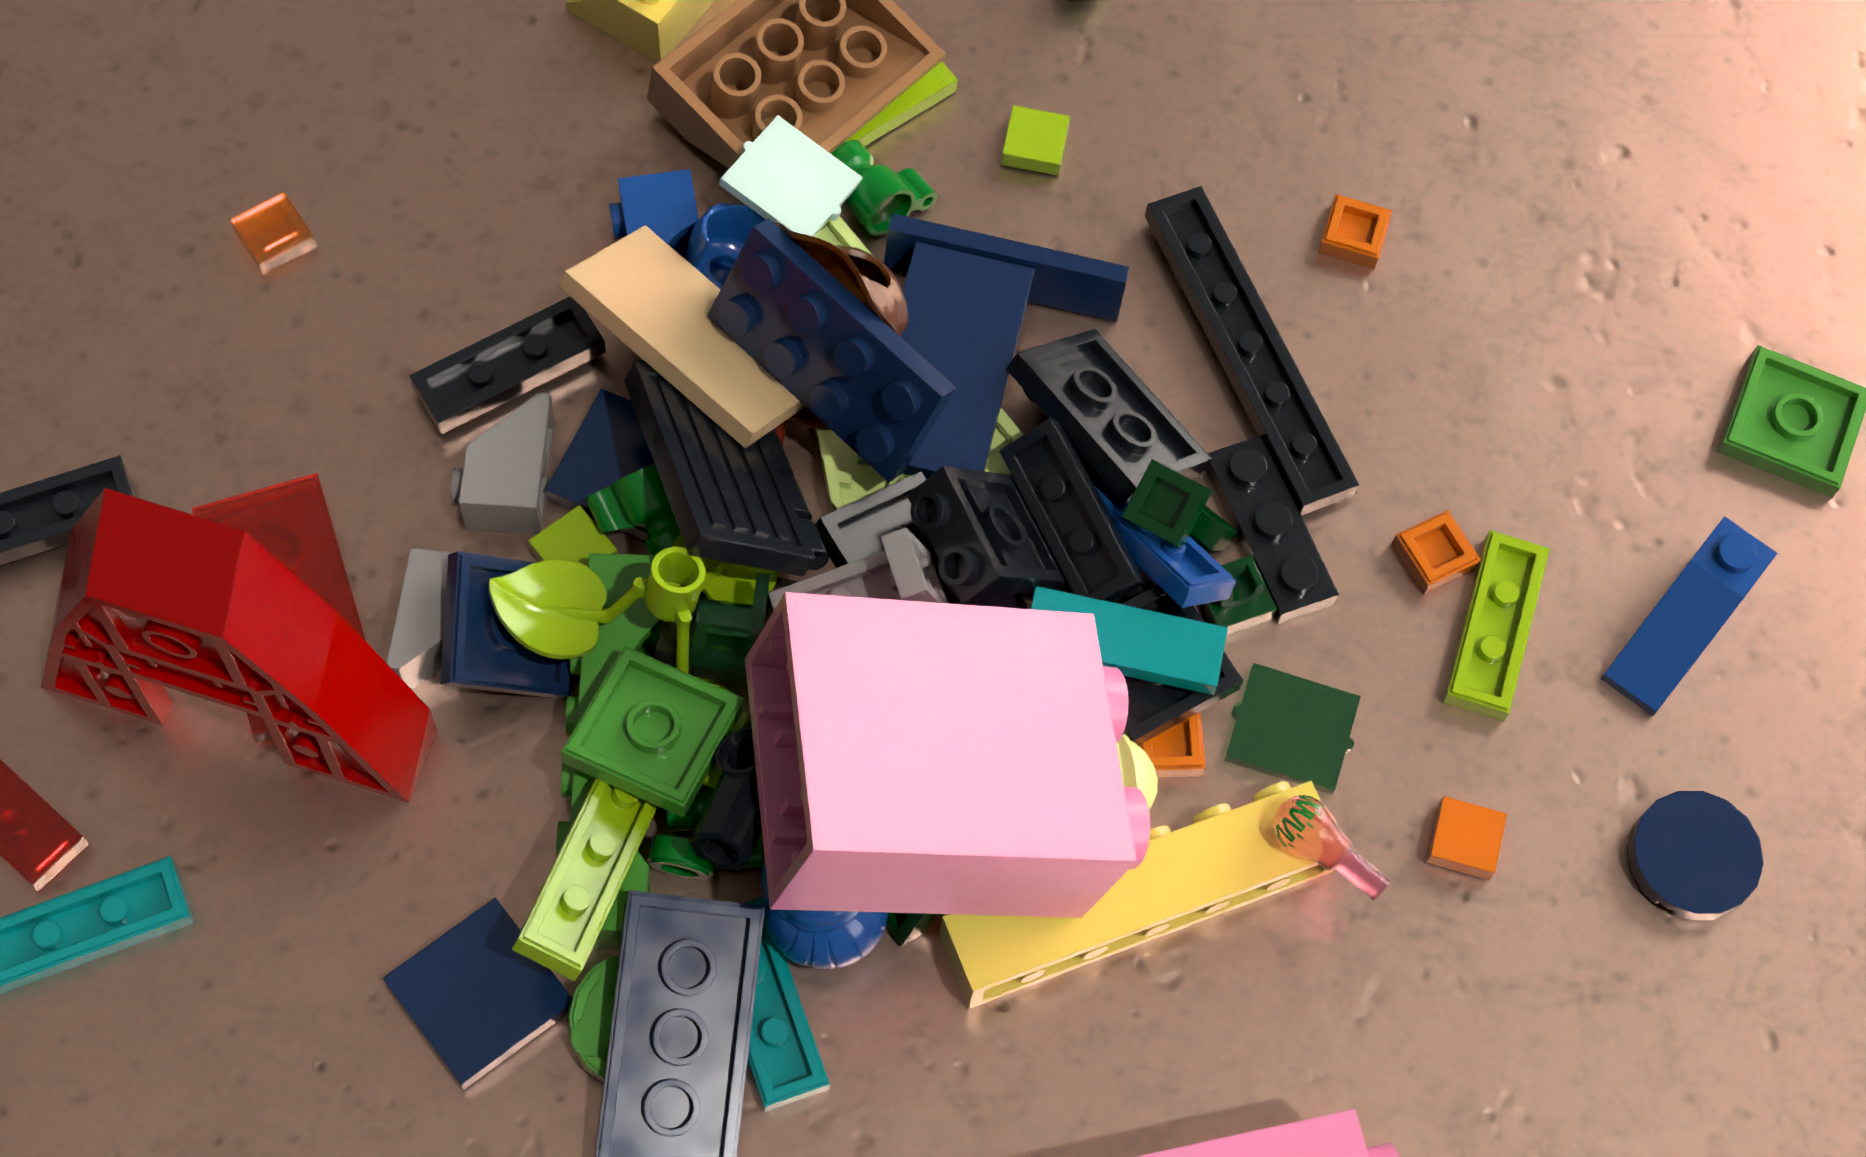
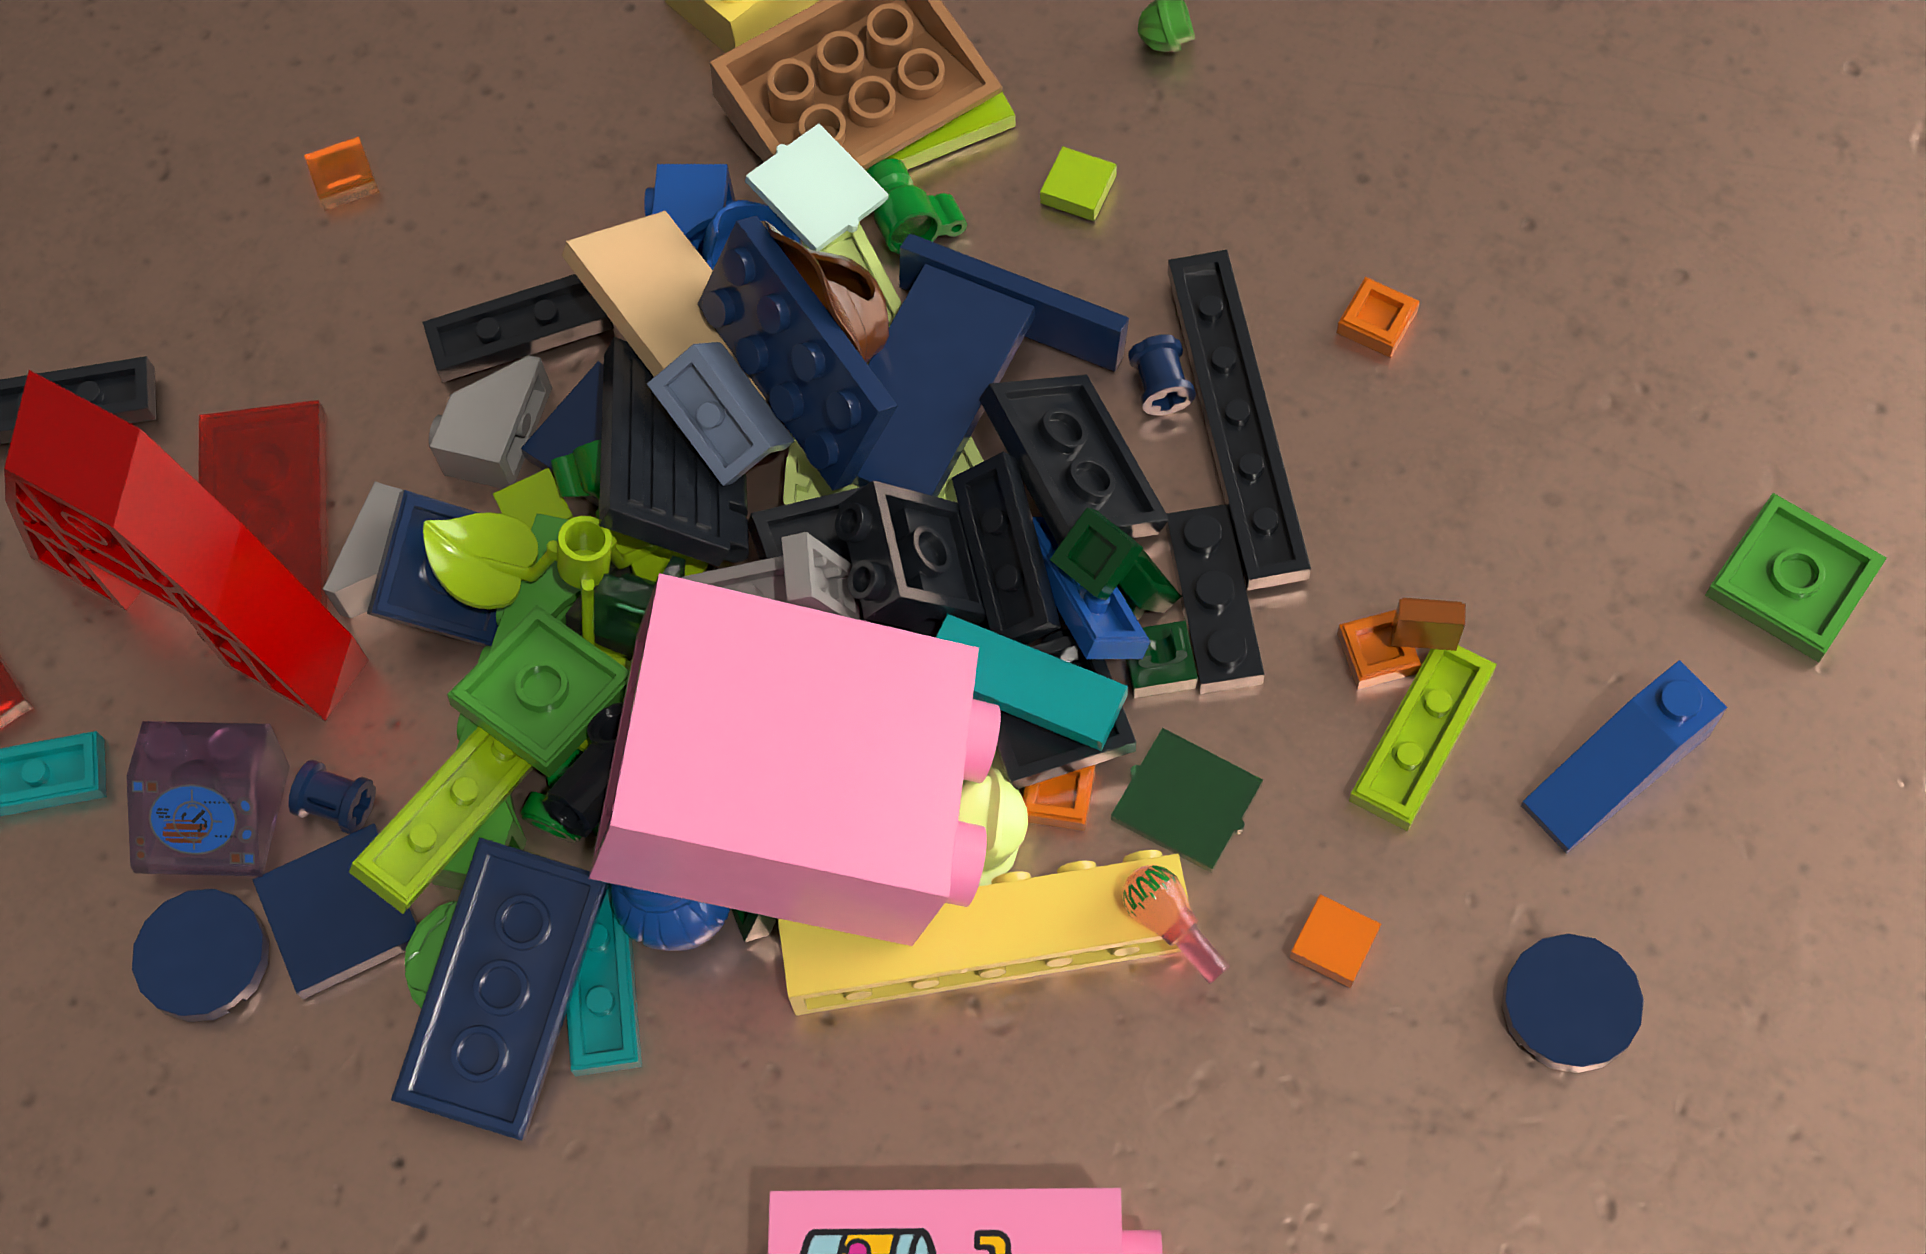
camera: 25 degrees right, 0 degrees up
(312, 904) = (204, 797): none -> slope
(345, 1065) = (200, 955): none -> dark blue tile
(444, 878) = (331, 797): none -> dark blue bush
(766, 421) = (719, 410): none -> sand blue panel
(1168, 318) = (1161, 375): none -> dark blue bush
(1486, 520) = (1428, 624): none -> dark orange tile

